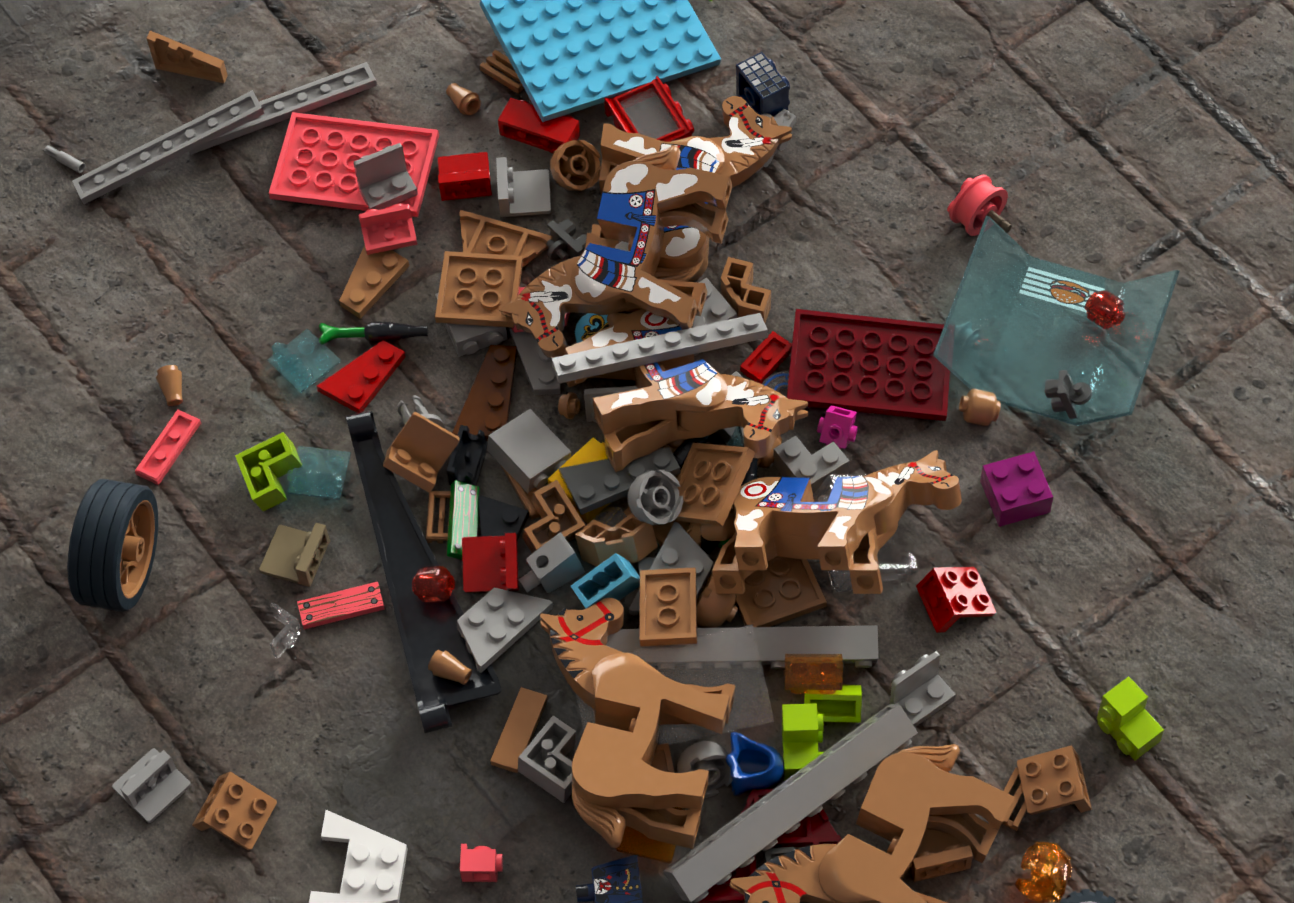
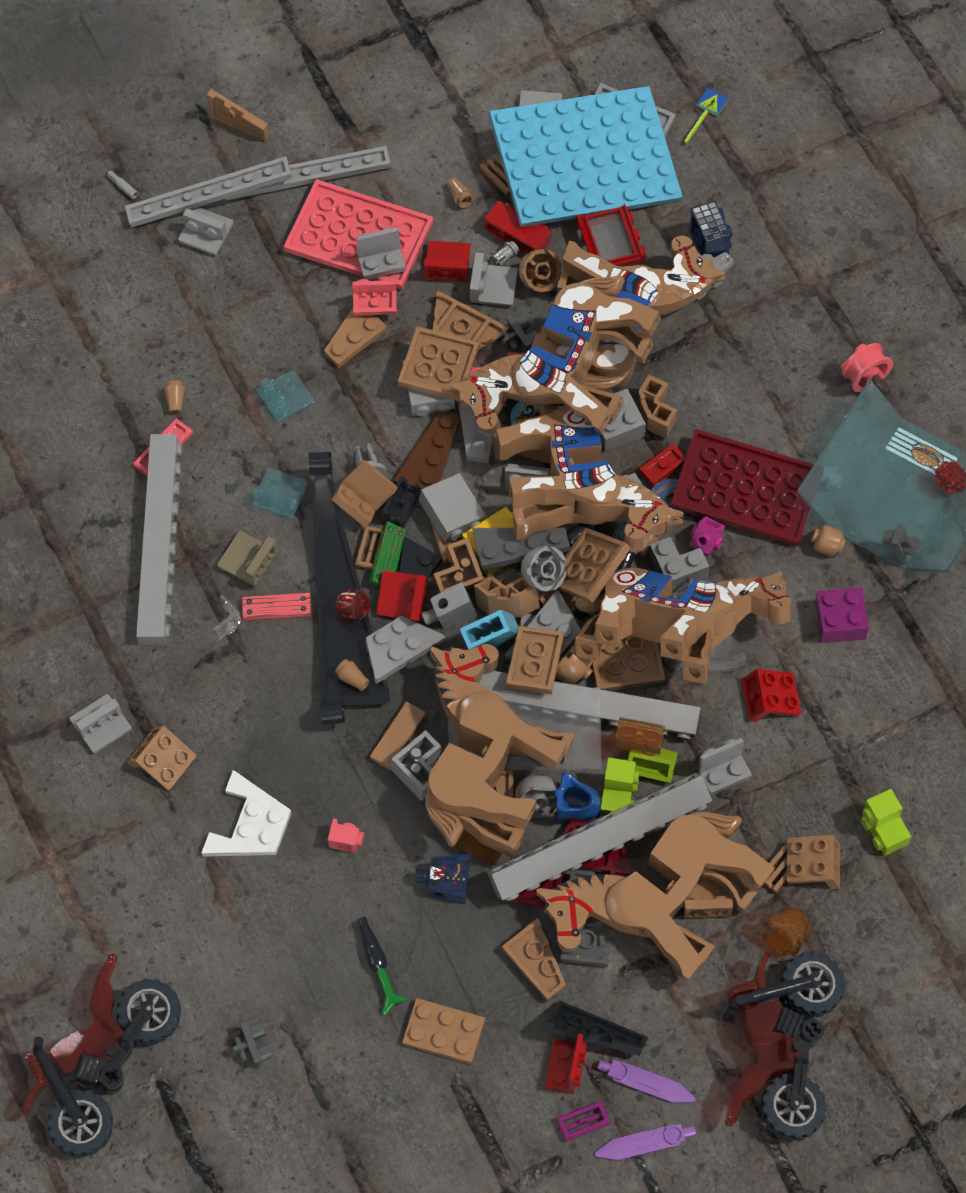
camera: 10 degrees right, 5 degrees up
(112, 545) = (103, 525): black wheel -> none
(171, 191) = (205, 230): none -> light grey bracket
(182, 555) = (158, 540): none -> light grey brick
(263, 467) = (235, 481): lime brick -> none
(363, 377) = (331, 419): red wing -> none
(373, 332) = (346, 382): black piece -> none
(530, 155) = (509, 250): none -> light grey pin
(569, 405) = (492, 475): medium nougat plate -> none
(659, 348) = (573, 444): light grey plate -> none

